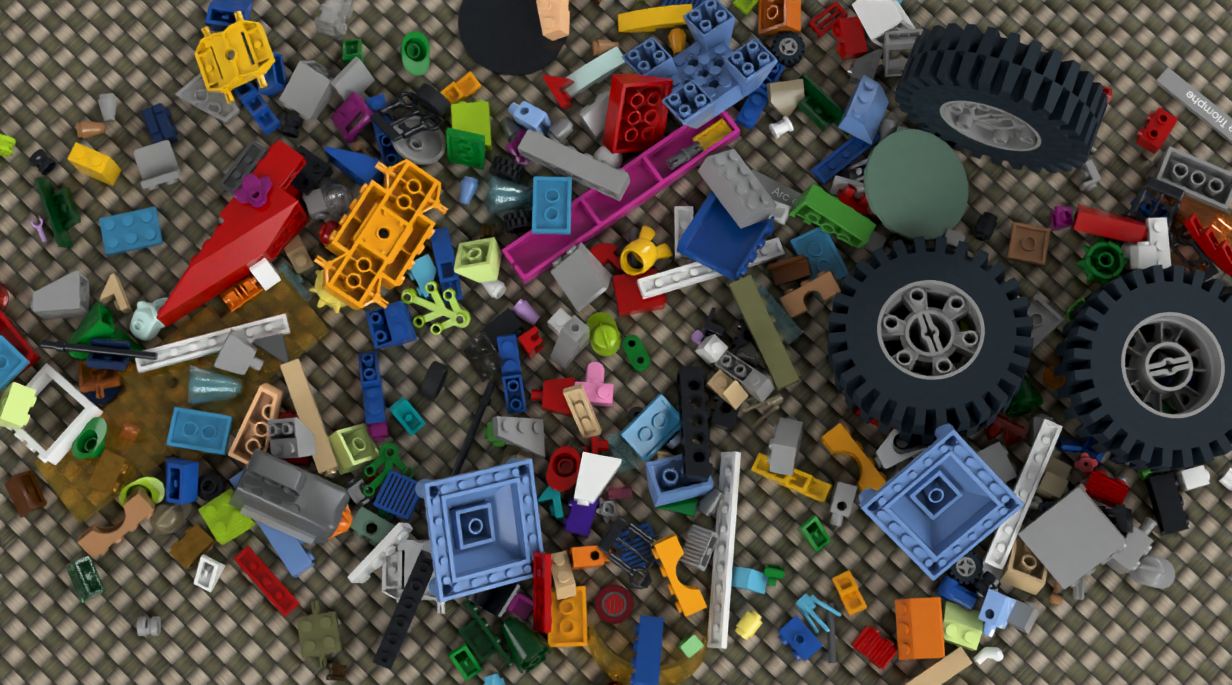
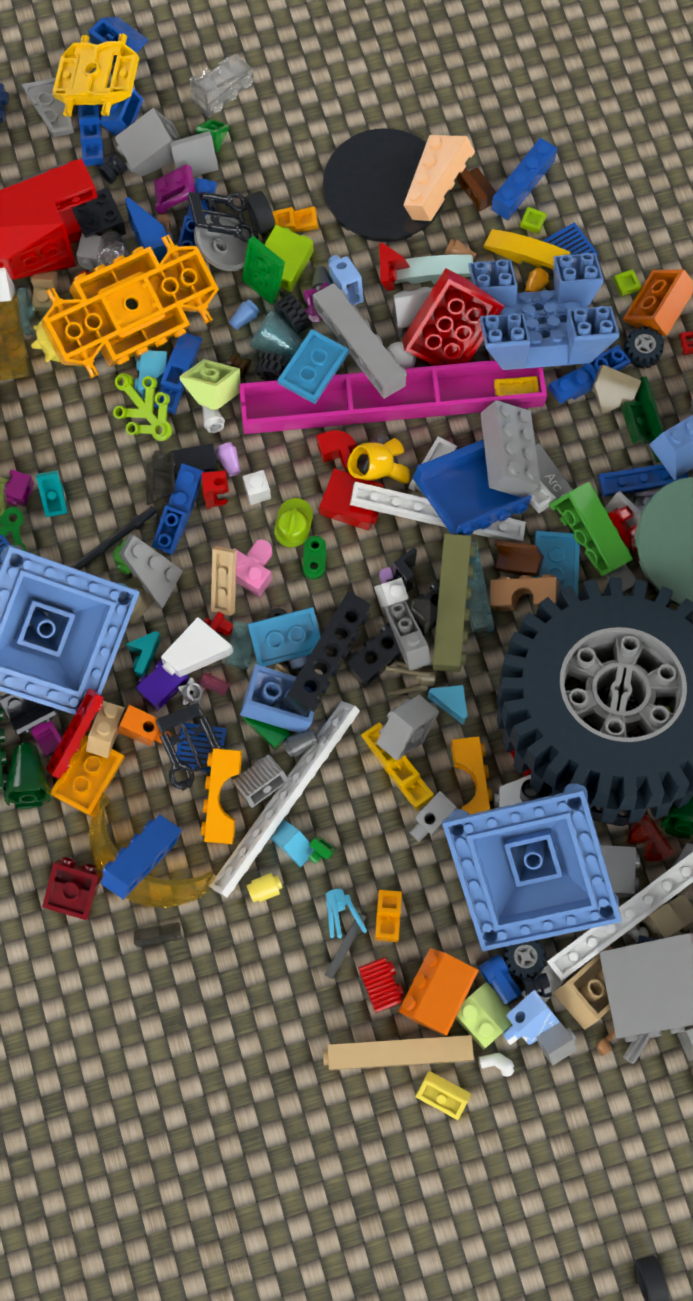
camera: 30 degrees right, 5 degrees down
(252, 188) = (26, 191): magenta plate -> none
(372, 387) = (36, 449): blue slope -> none
(391, 325) = (90, 400): blue slope -> none
(415, 53) = (271, 161): green piece -> none
(434, 380) = (98, 473): black tyre -> none
(553, 397) = (201, 552): red torso -> none
(560, 129) = (369, 305): light grey brick -> none
(563, 468) = (169, 625): red piece -> none
(570, 342) = (252, 506): light grey slope -> none
(580, 276) = (301, 448): light grey slope -> none
(614, 604) = (142, 790): tile -> none
(684, 155) = (475, 390): dark grey pin -> none
(690, 645) = (189, 870): slope -> none
(728, 389) = (383, 639): tan slope -> none
(781, 127) = (592, 418): white bush -> none
(799, 639) = (308, 931): blue brick -> none
(803, 406) = (451, 700): none -> medium azure slope
(814, 533) = (387, 833): green slope -> none

